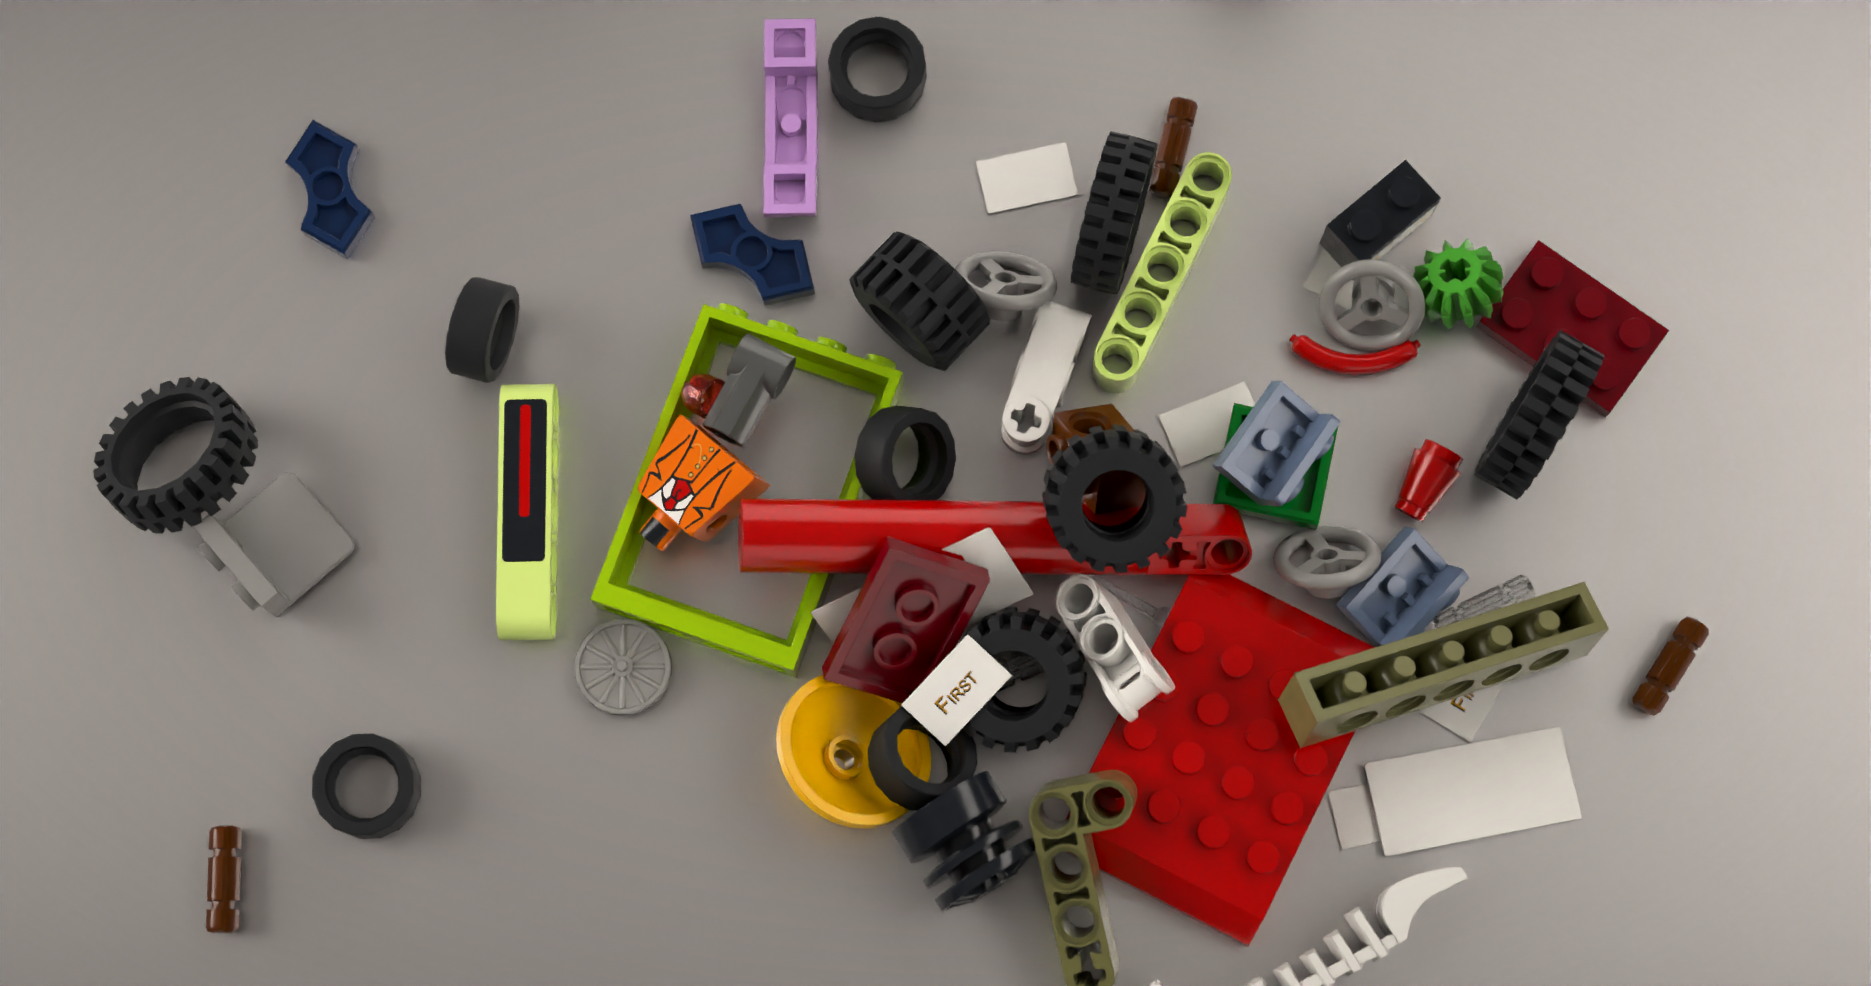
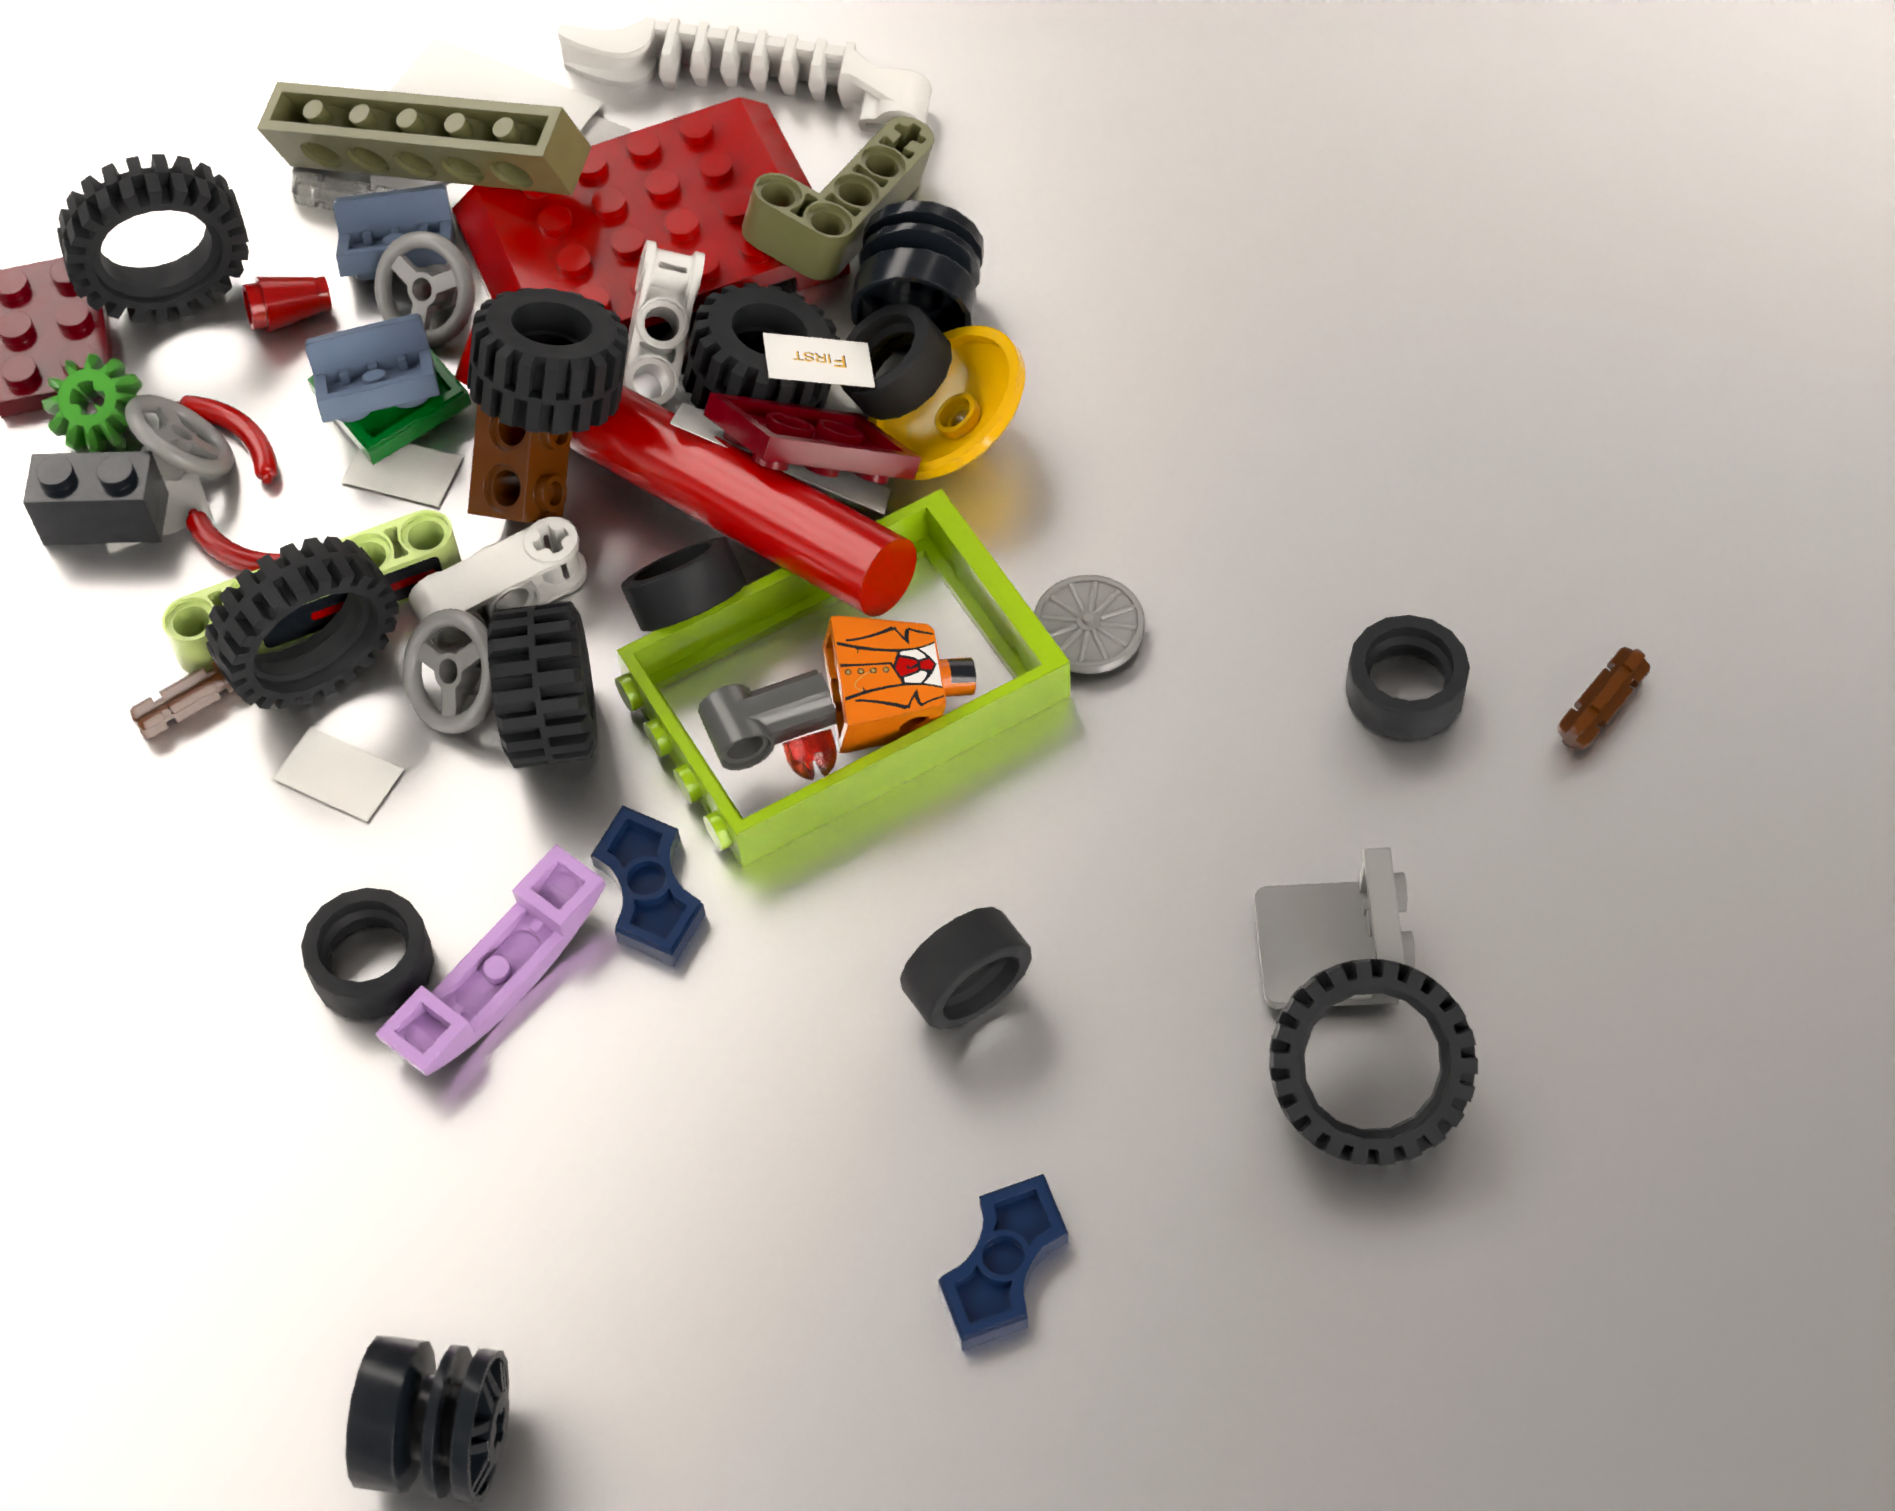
camera: 140 degrees left, 20 degrees down
(527, 512) = (1062, 798): beam -> none
(1249, 267) = (221, 547): none -> red piece
(1670, 666) = (259, 73): reddish brown axle -> none

